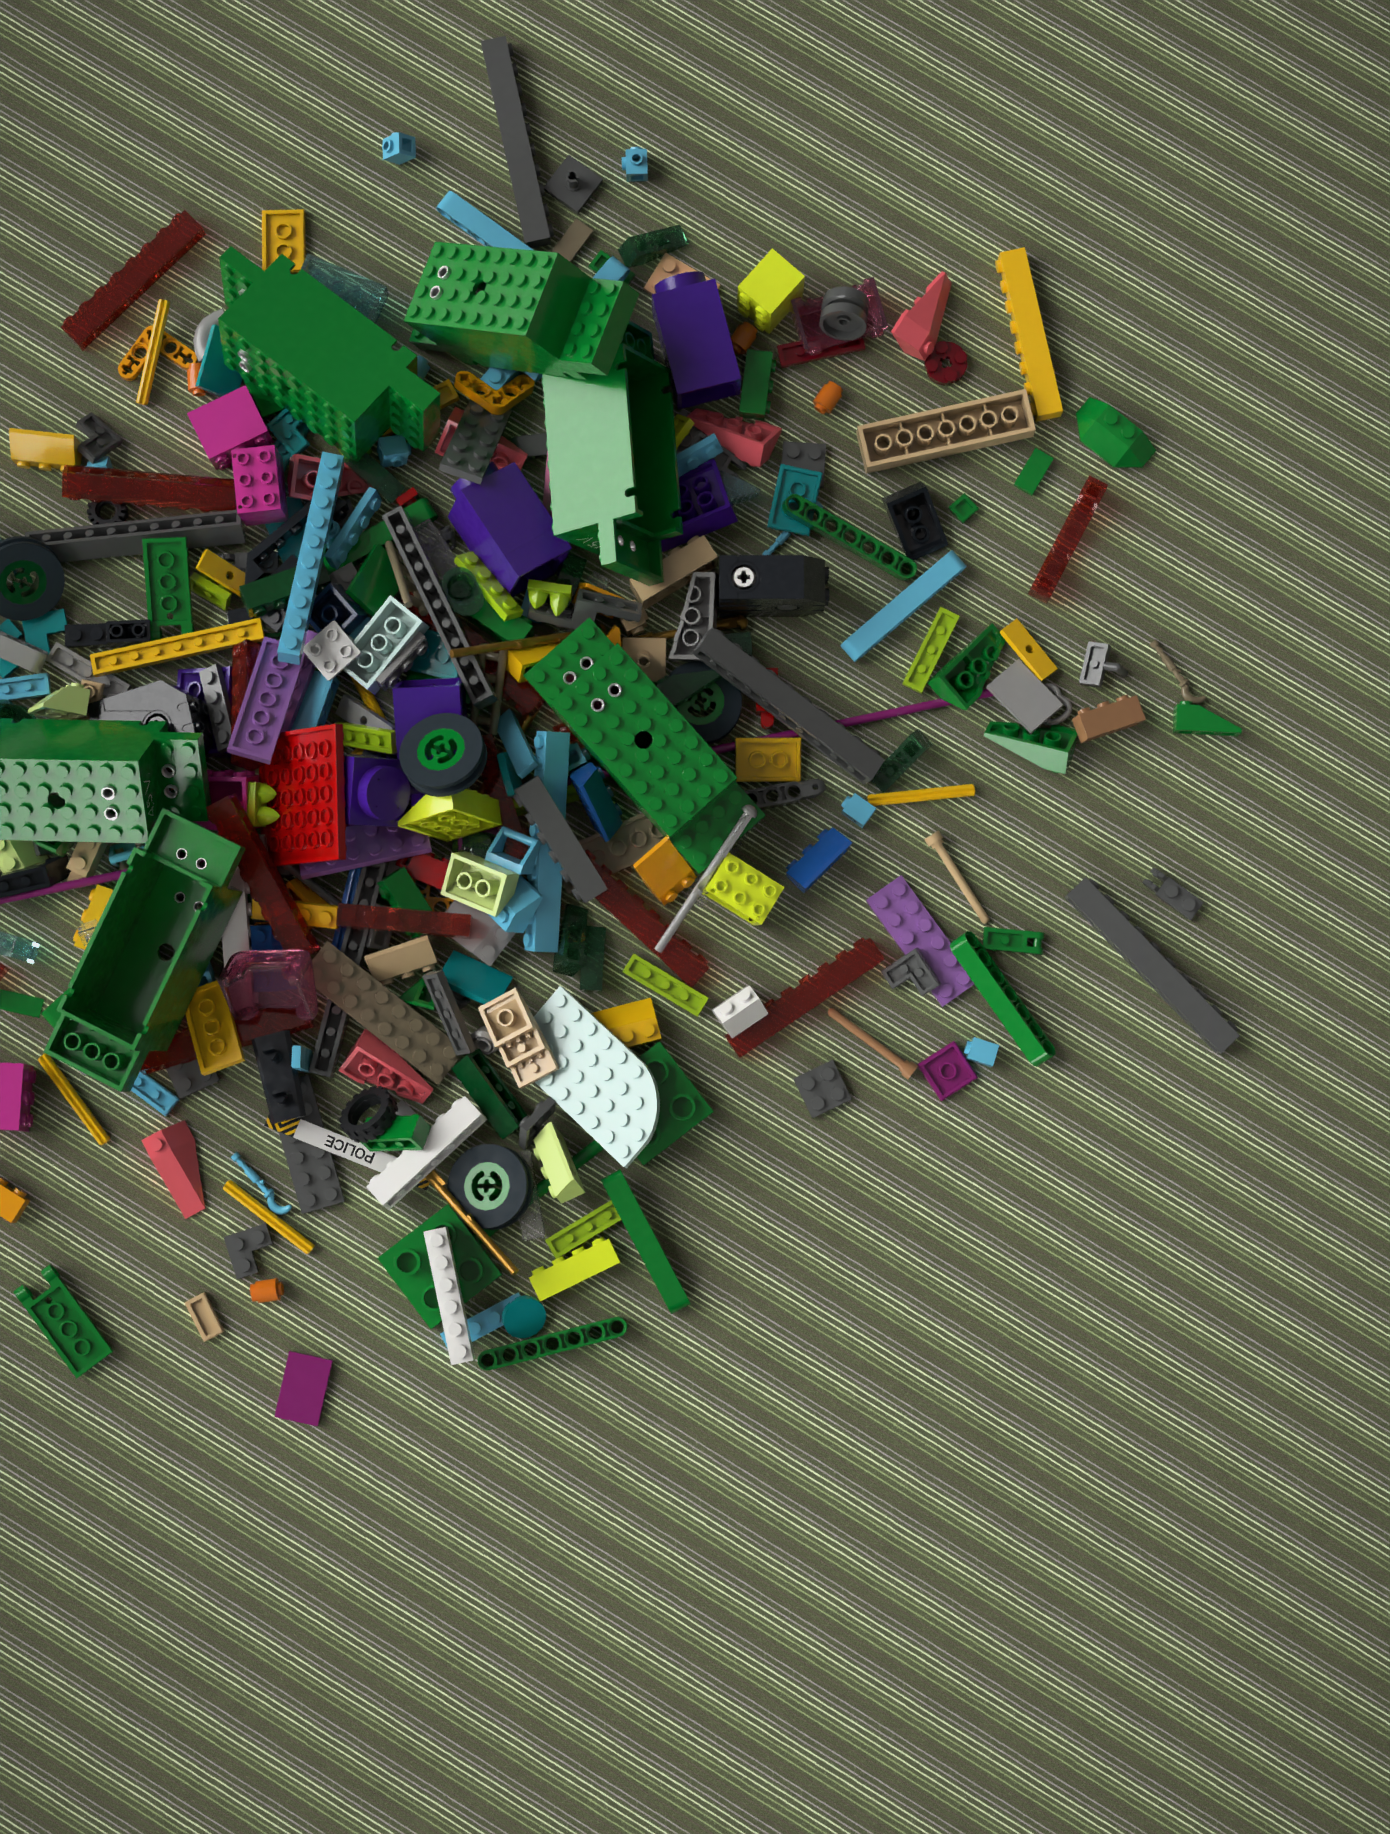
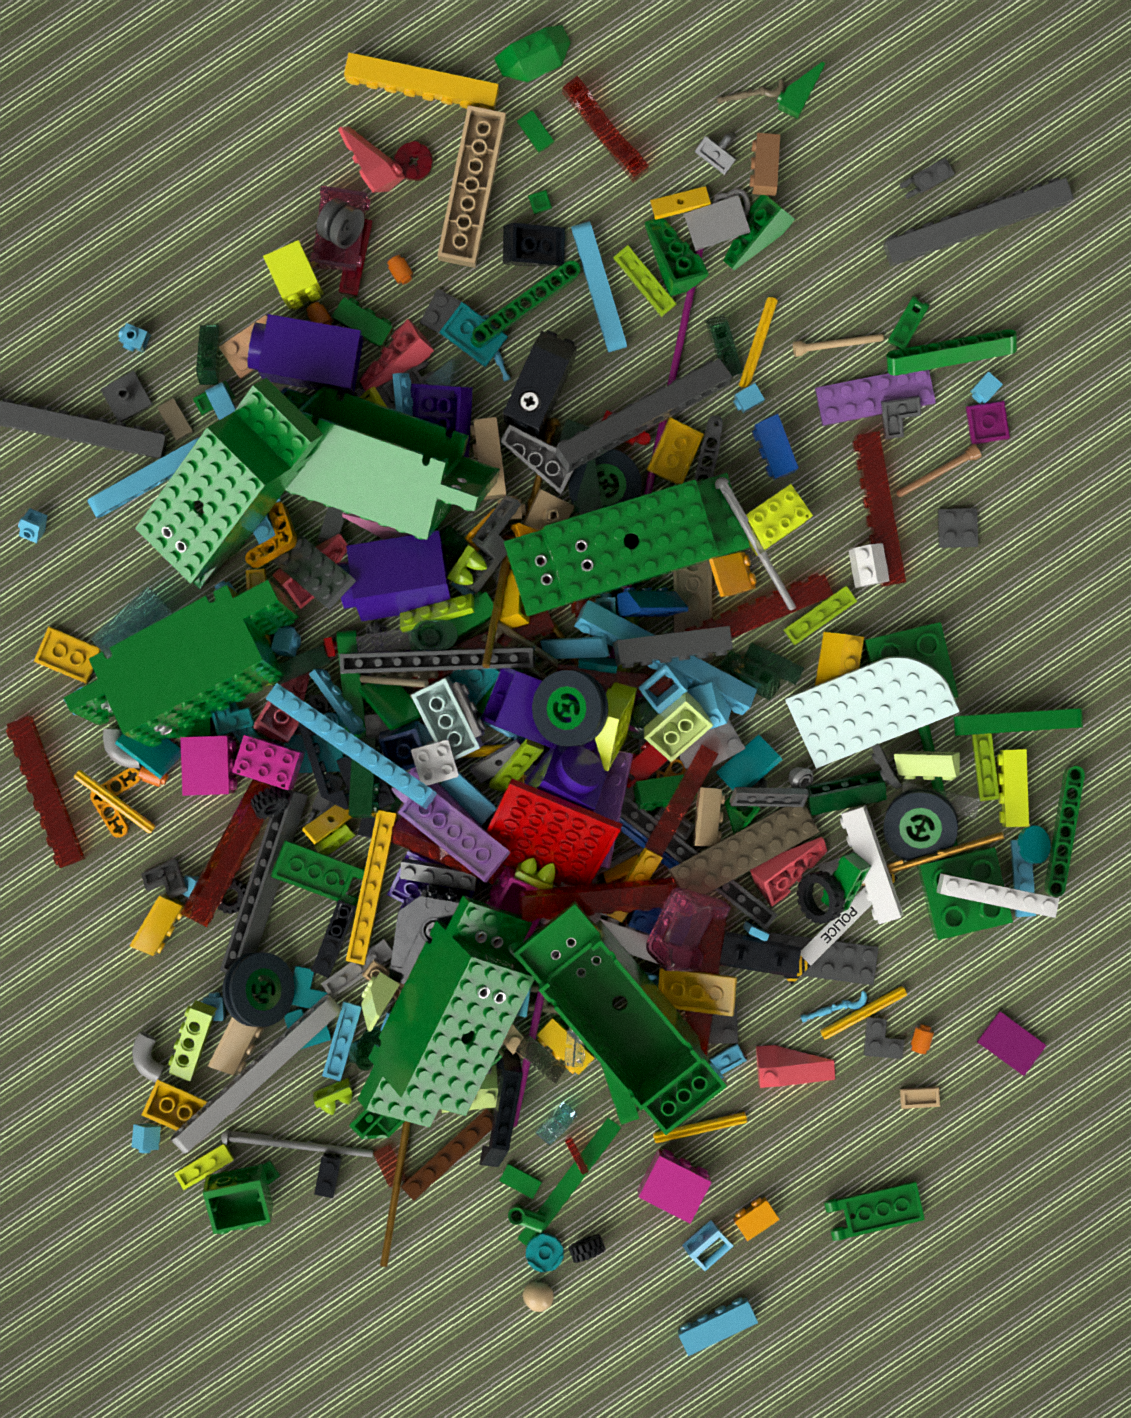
camera: 65 degrees left, 5 degrees up
(74, 899) = (541, 1058): none -> clear smoke plate
(217, 503) = (269, 802): none -> black tyre
(518, 1038) = (814, 751): tan slope -> none

